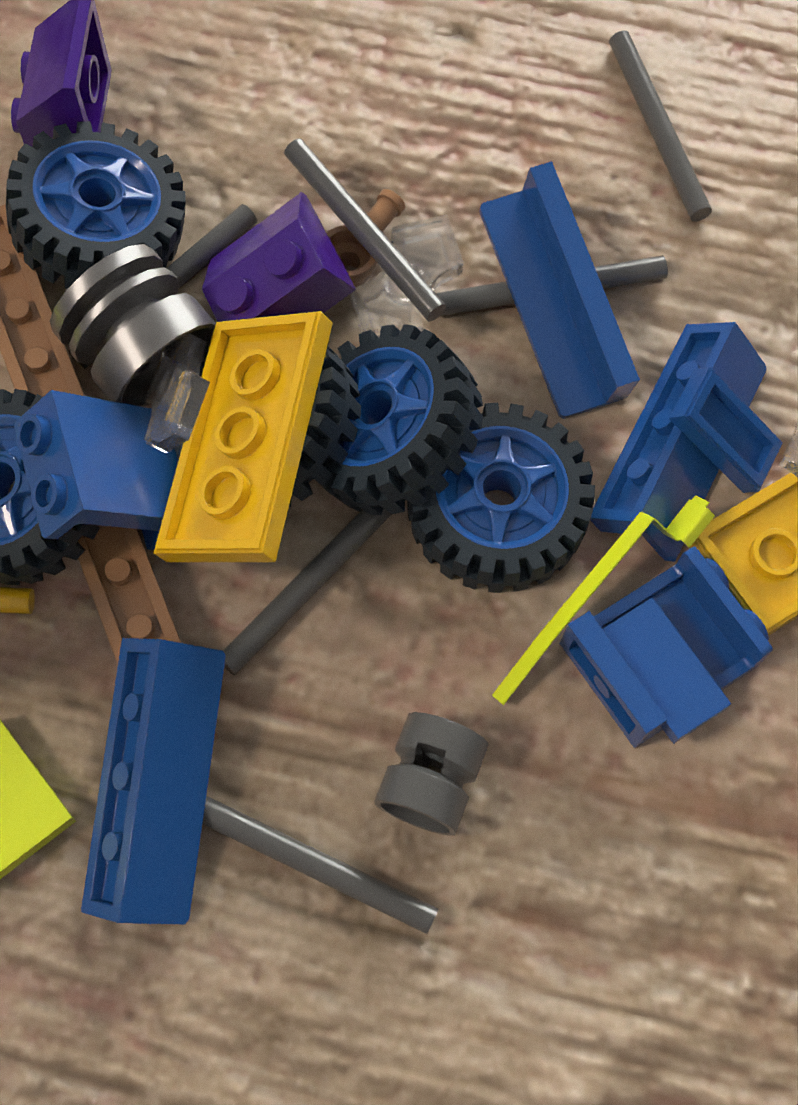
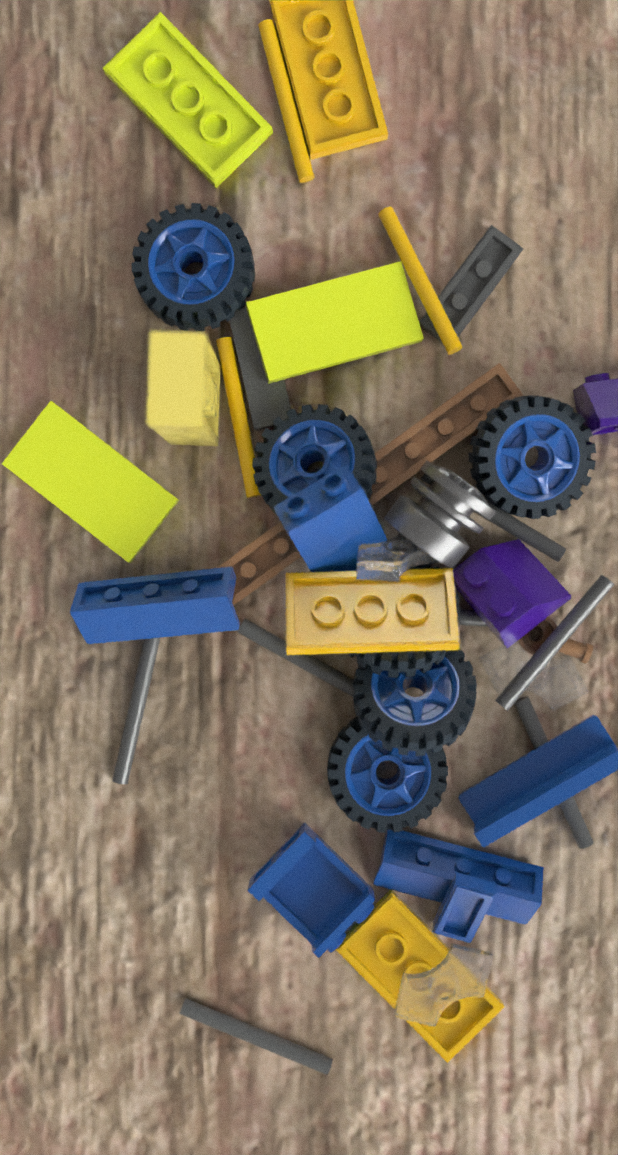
camera: 80 degrees right, 20 degrees up
(425, 796) = (184, 762): dark grey wheel -> none
(667, 669) = (294, 893): blue tile -> none
(685, 527) = (388, 889): neon yellow piece -> none

